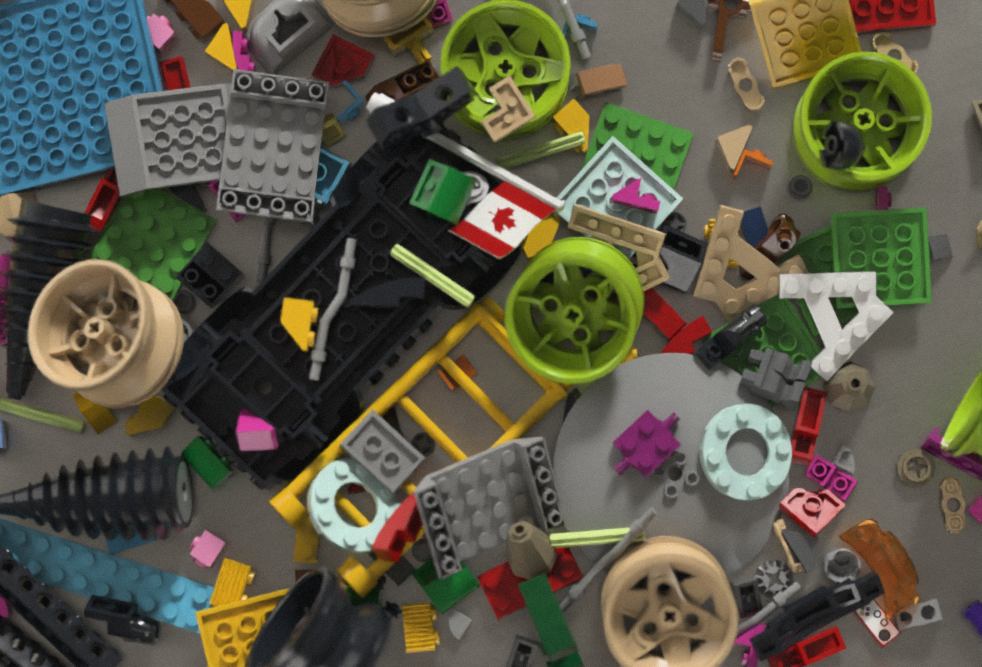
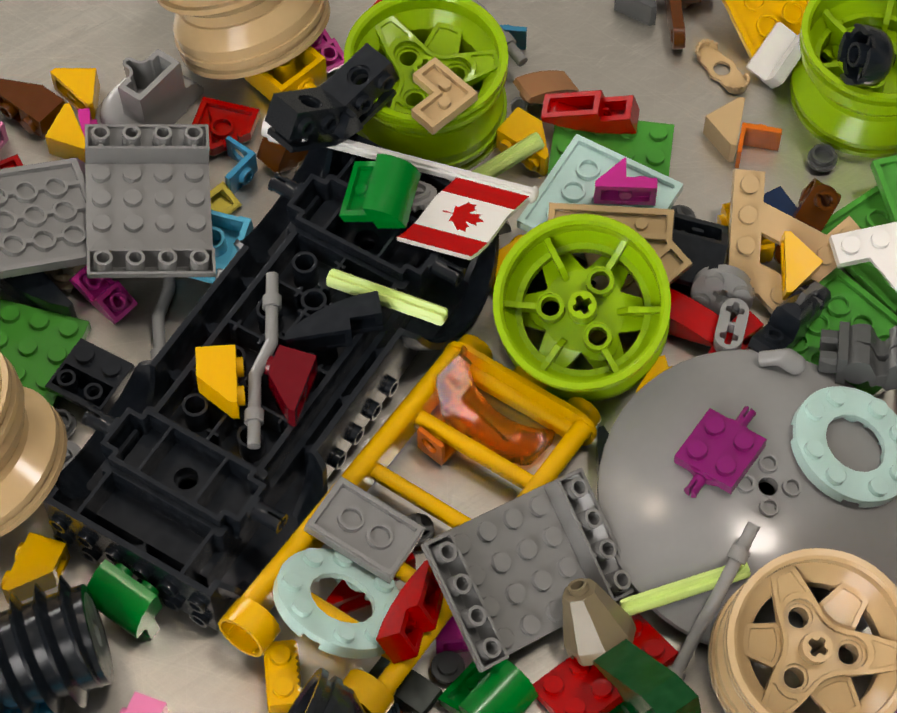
camera: 15 degrees left, 25 degrees down
(254, 433) = (186, 526): dark pink slope -> none
(349, 332) = (291, 380): none -> dark red slope
(489, 369) = (472, 415): none -> clear orange windscreen
(629, 115) = (591, 112): none -> red slope
(689, 299) = (716, 279): none -> light grey plate
(691, 335) = (725, 325): none -> light grey beam
(718, 375) = (784, 358): none -> light grey arm
(748, 294) = (797, 263): none -> yellow slope
(789, 88) = (776, 56): none -> white panel

